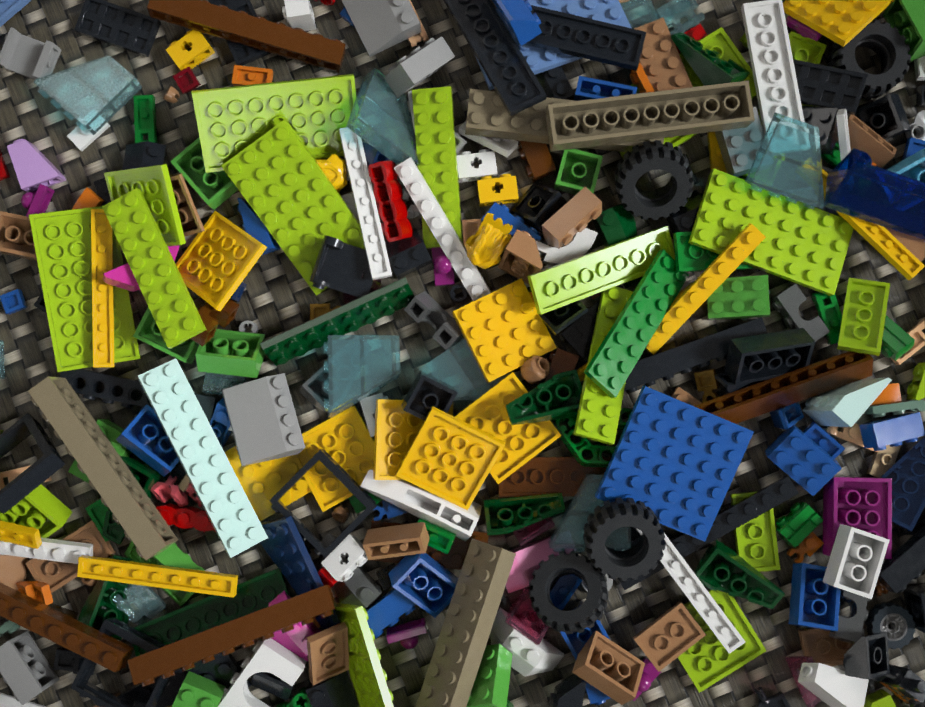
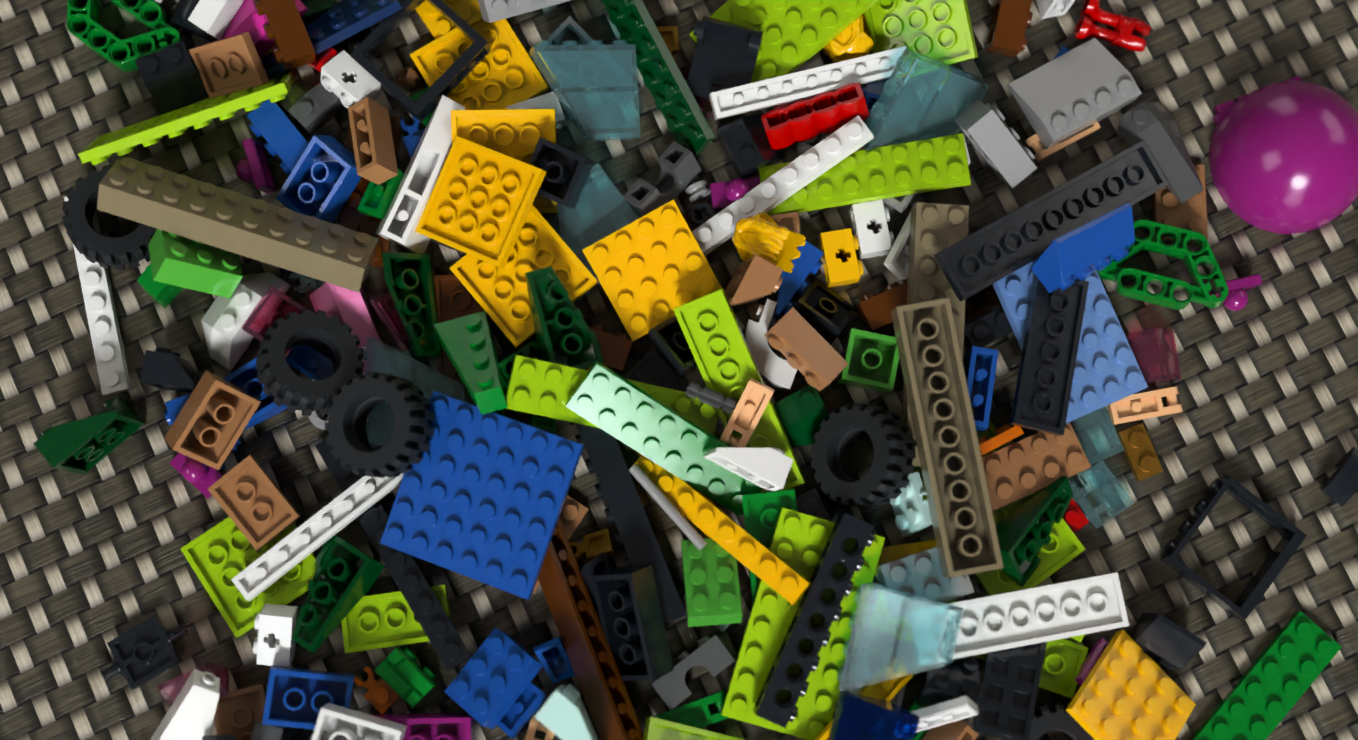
camera: 80 degrees right, 5 degrees down
(441, 294) = (697, 191): none -> light grey bush
(535, 369) = (602, 312): medium nougat head -> none
(568, 466) = (474, 355): none -> green wedge
(606, 290) = (711, 397): none -> dark grey axle
(620, 263) = (747, 413): none -> light nougat plate
(659, 256) = (761, 466): none -> white slope
(685, 326) = (668, 507): none -> light grey bar
(694, 147) = (910, 509): none -> light aqua plate
(766, 620) = (276, 649): none -> white brick
(780, 233) = (785, 710): none -> black brick

